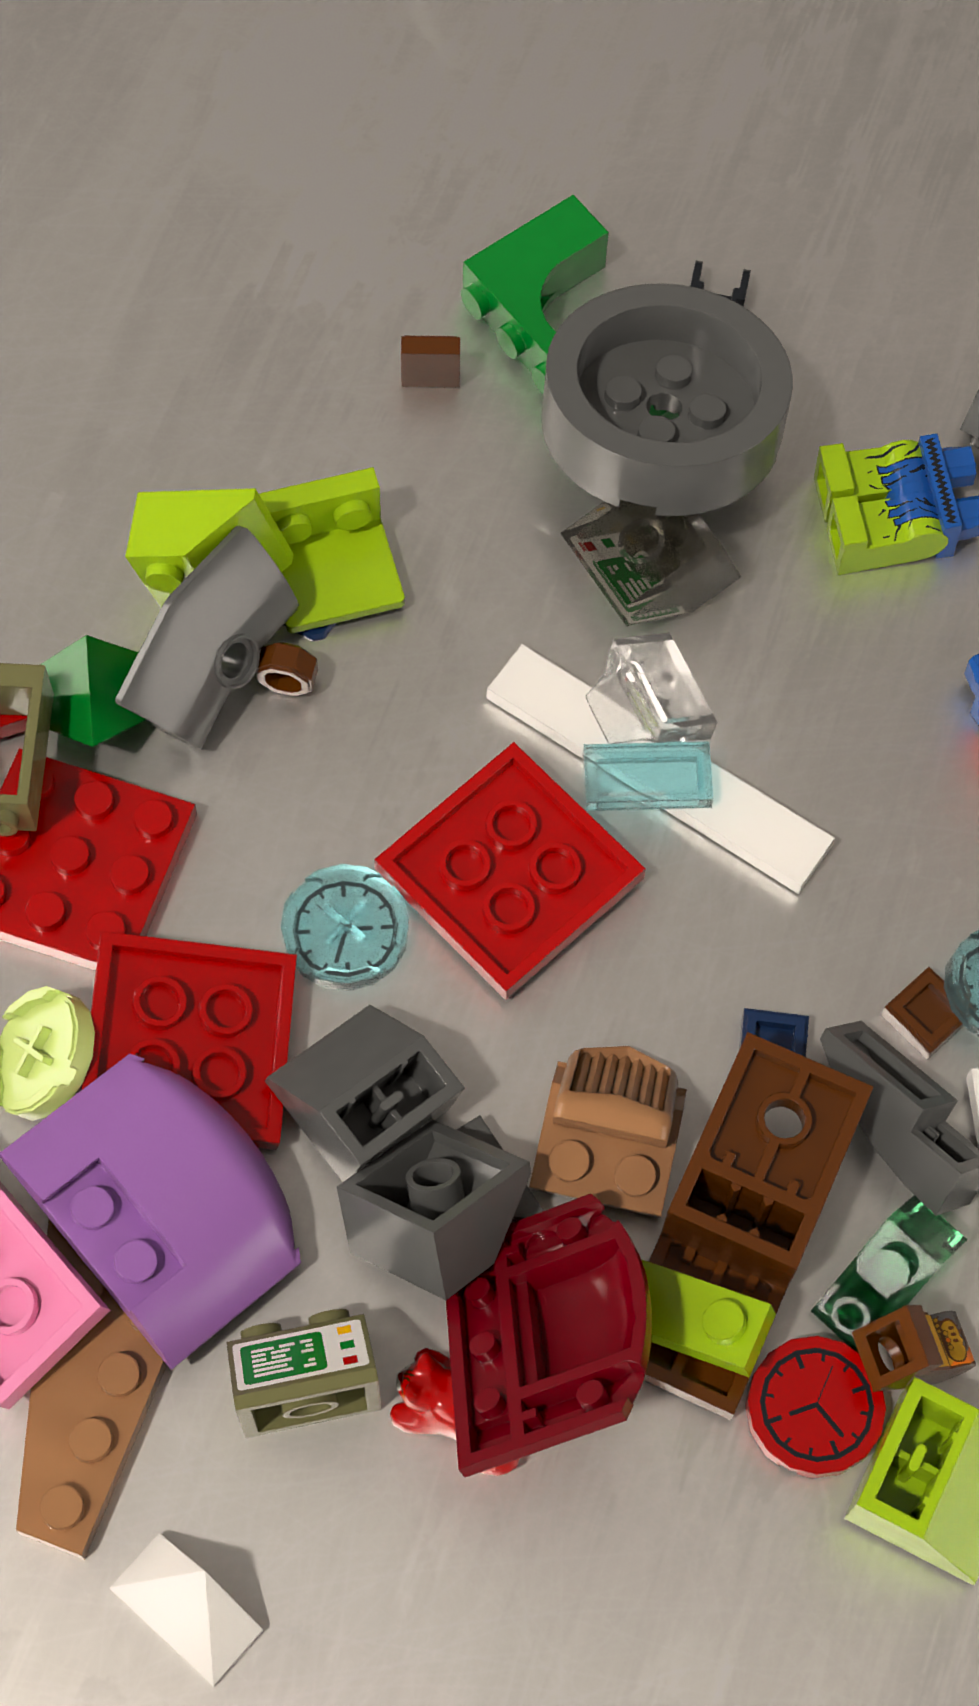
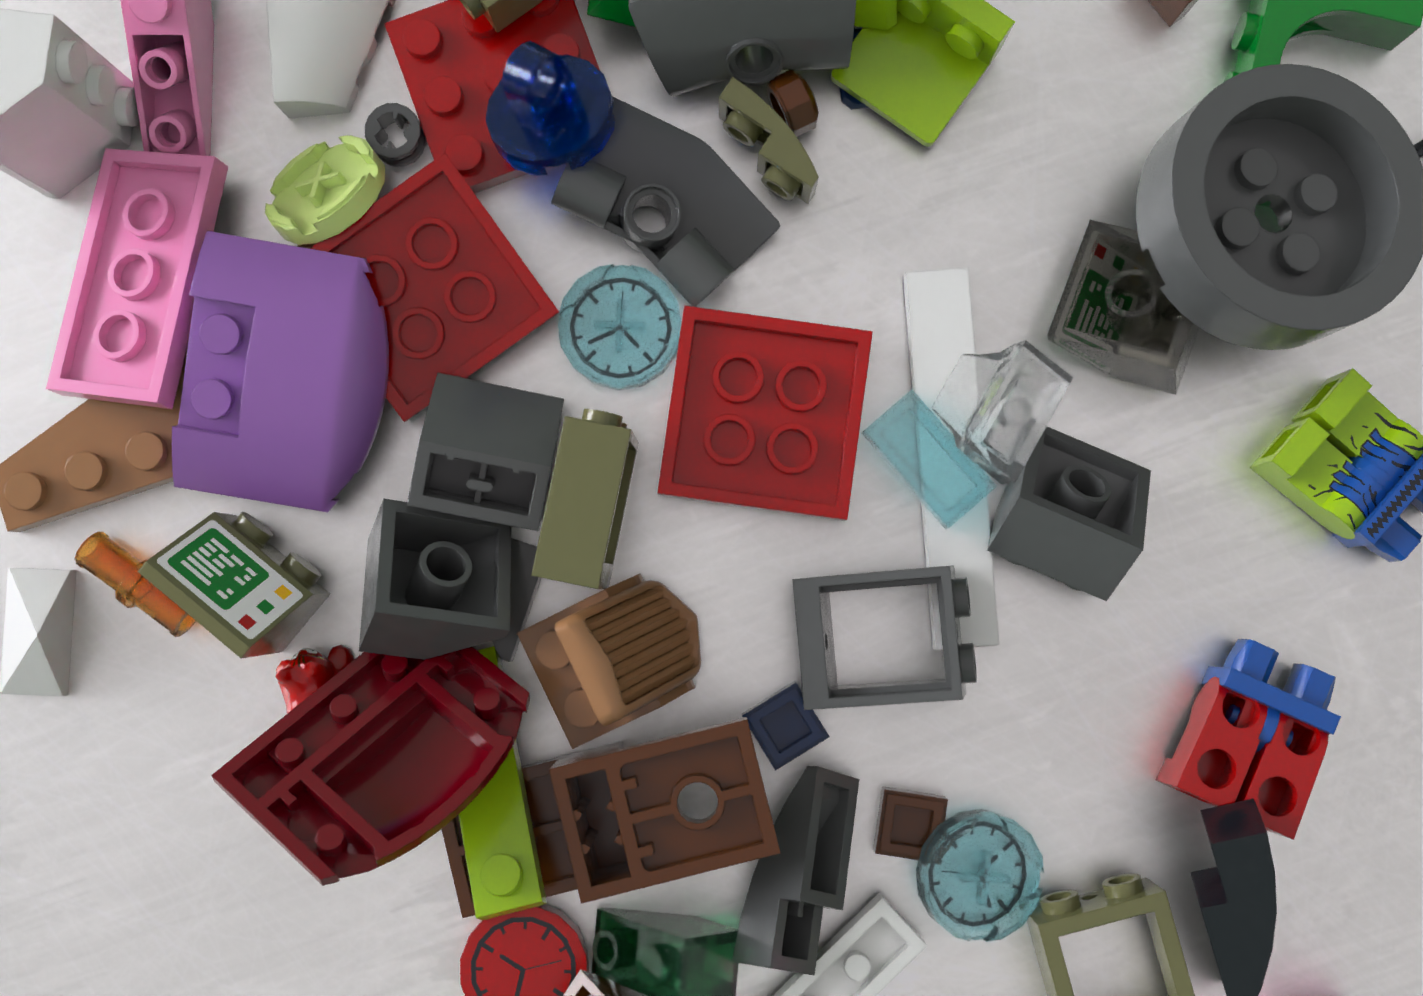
camera: 60 degrees right, 20 degrees up
(34, 955) = (376, 134): none -> dark grey bush
(142, 829) = (549, 110): none -> clear blue tile
(223, 1475) = (119, 571): none -> clear orange pin
(230, 808) = (706, 207): none -> dark grey panel
(326, 704) = (782, 158): none -> olive slope
(477, 1037) = (586, 500): none -> olive window
(724, 964) = (817, 642): none -> dark grey window
(778, 712) = (1074, 515): none -> dark grey slope

